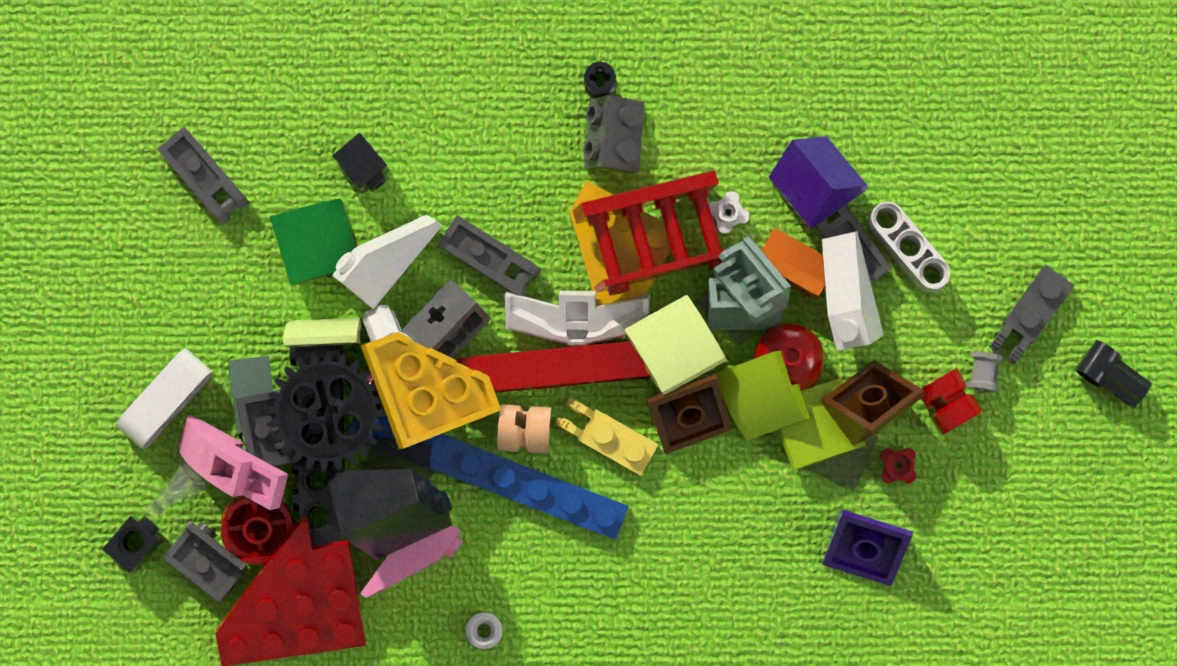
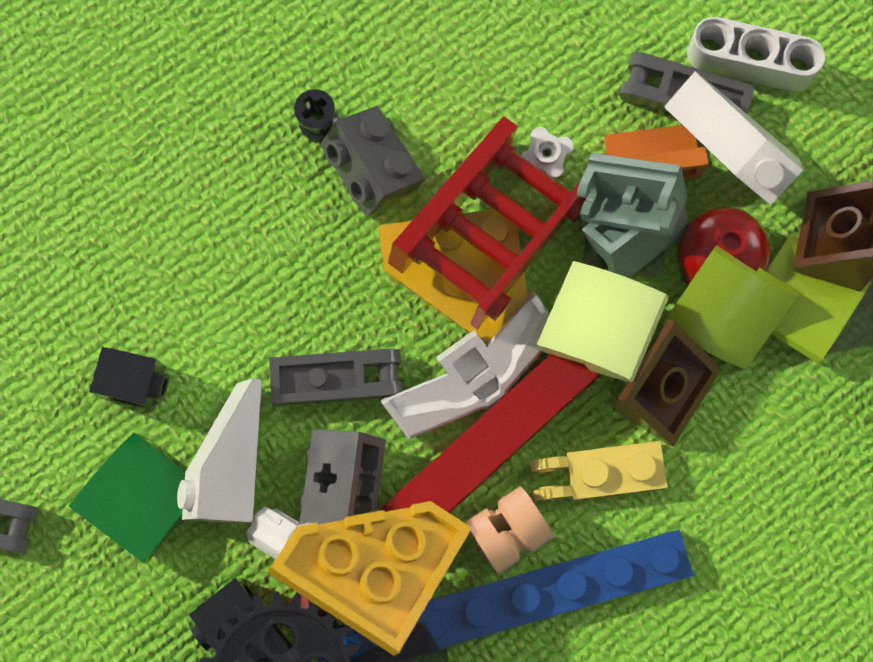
camera: 30 degrees left, 5 degrees down
(322, 332) = (215, 589): yellowish green slope -> none
(816, 179) = (610, 55): dark purple slope -> none

